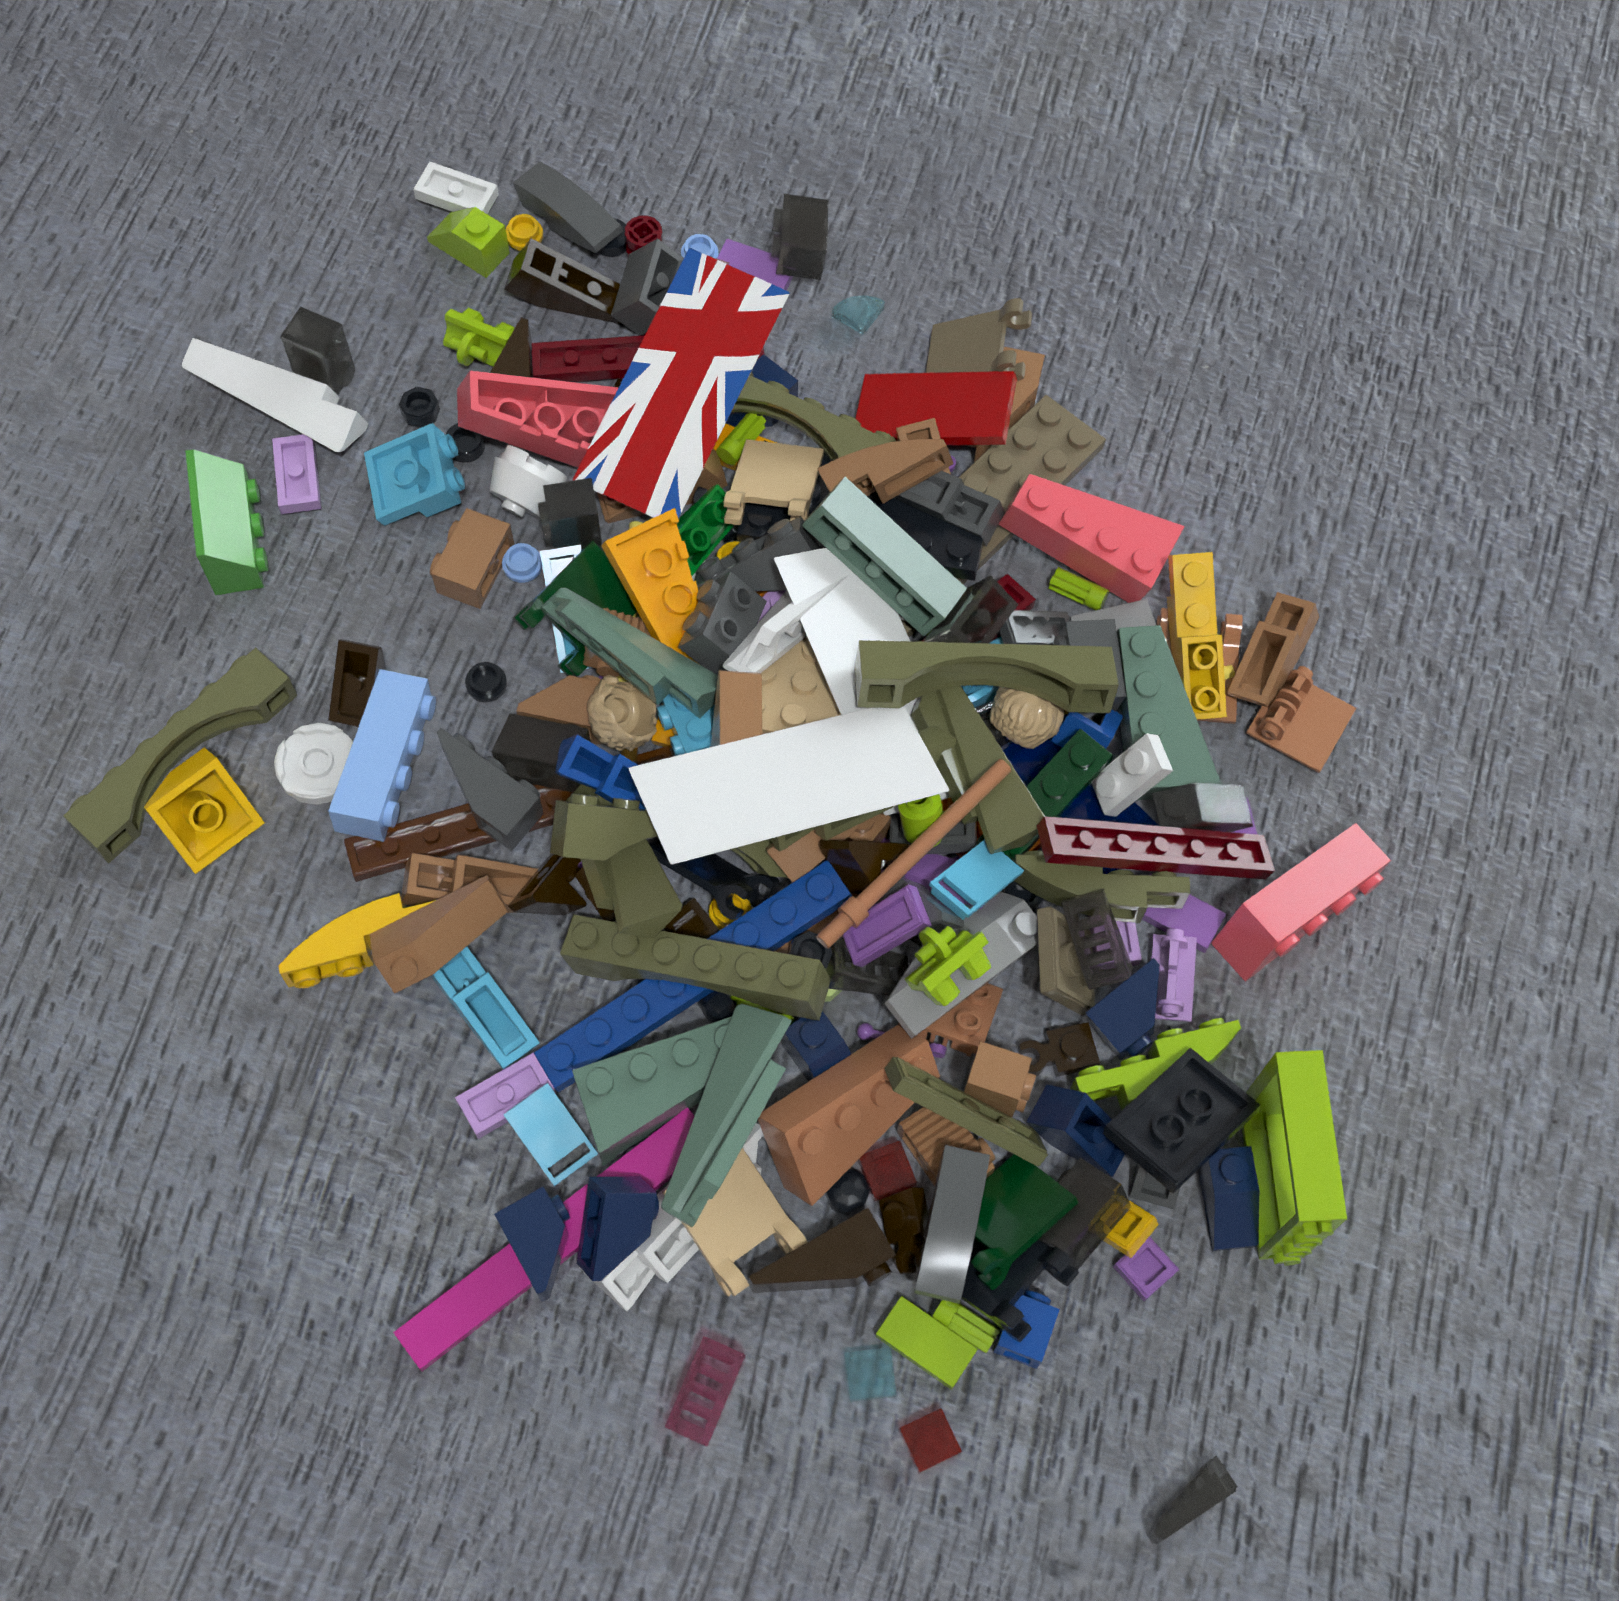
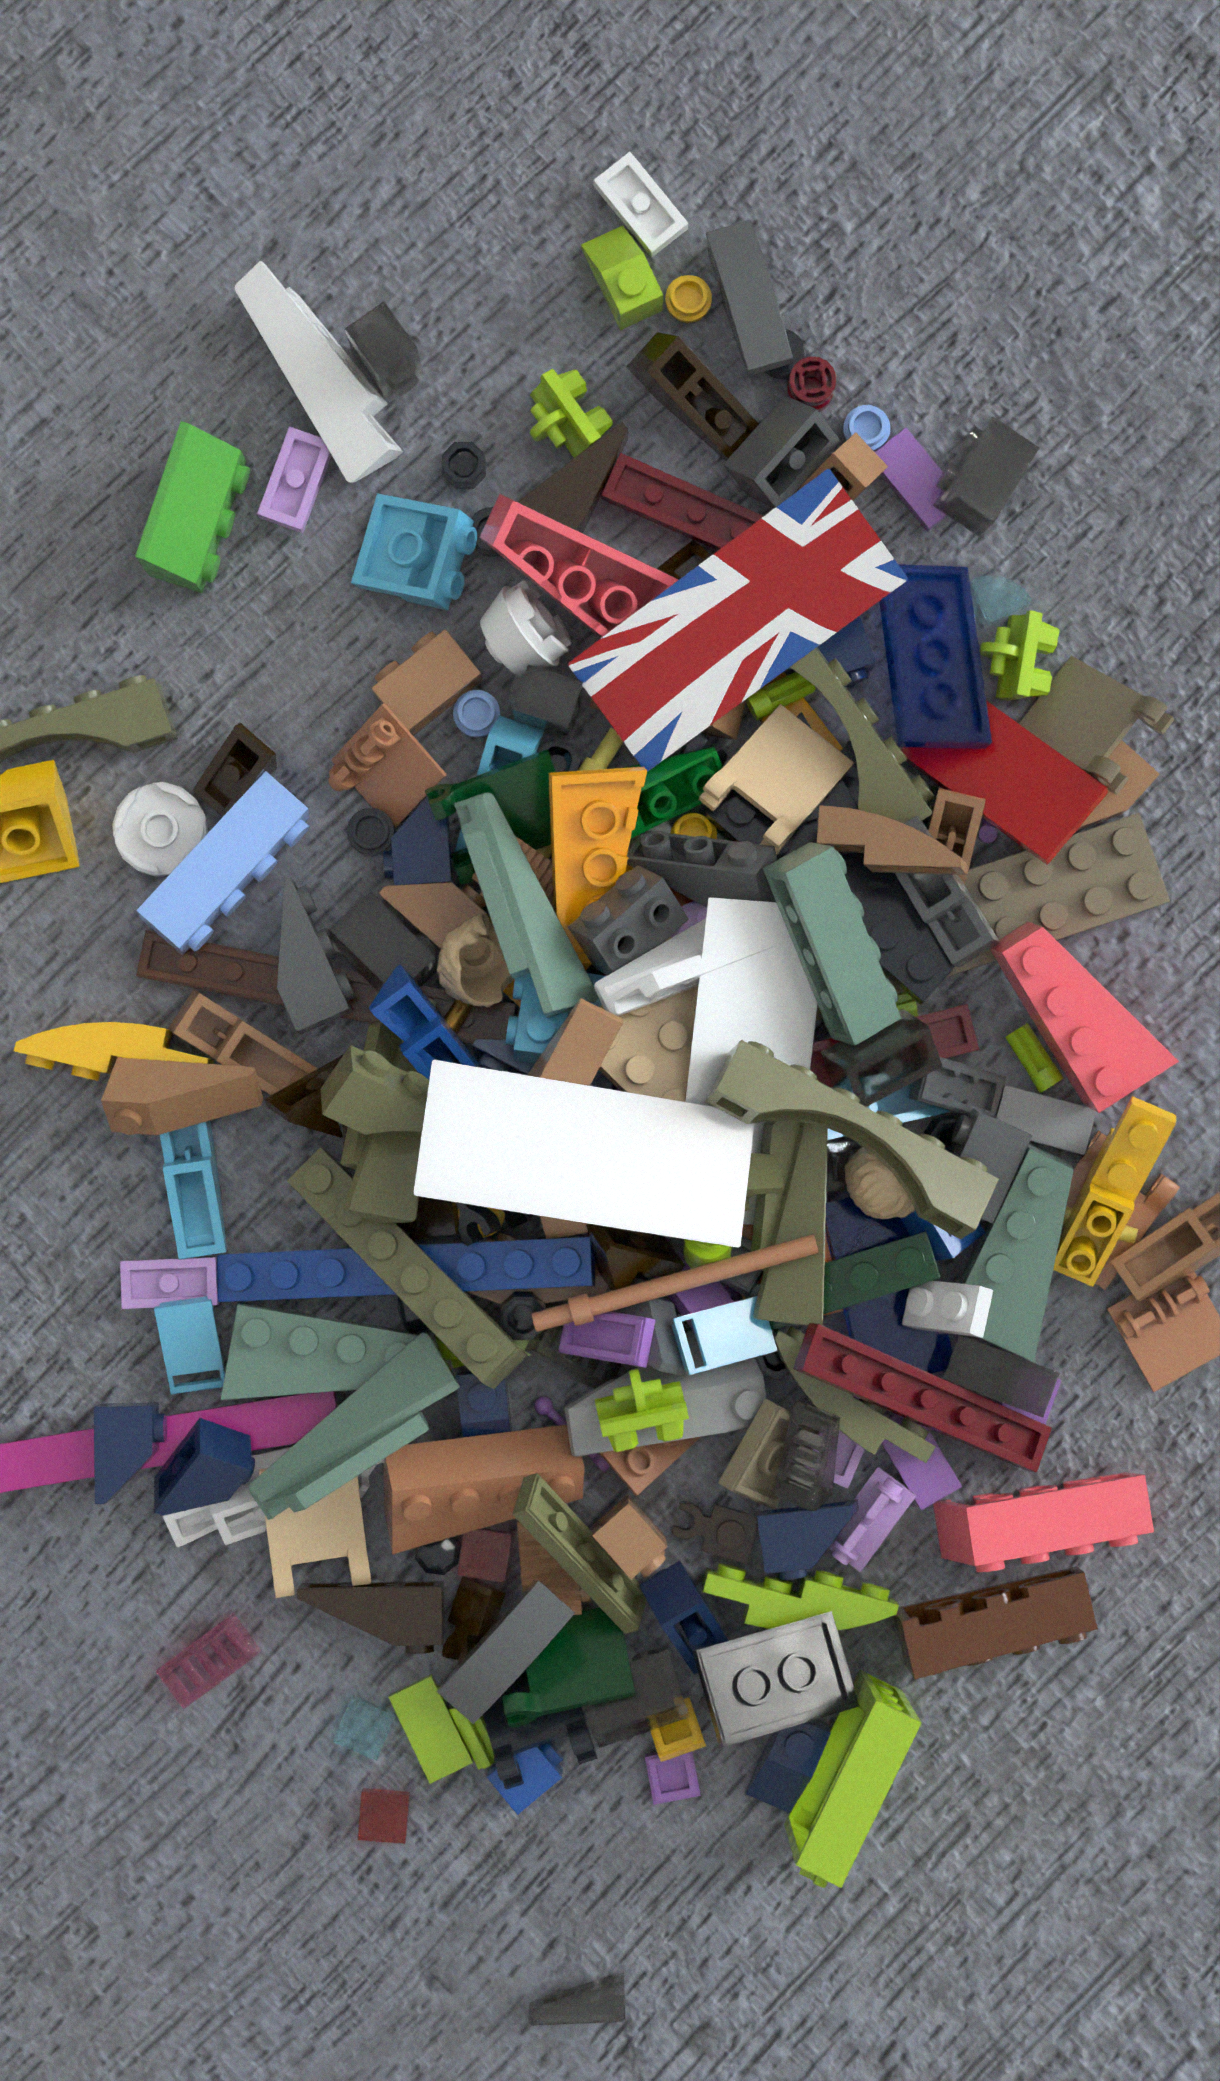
camera: 30 degrees right, 20 degrees up
(473, 624) = (386, 766): none -> nougat hinge
(530, 665) = (420, 850): none -> dark blue slope
(839, 361) = (935, 660): none -> clear blue tile
(894, 336) = (1015, 655): none -> lime hips
(1318, 995) = (995, 1622): none -> reddish brown wedge

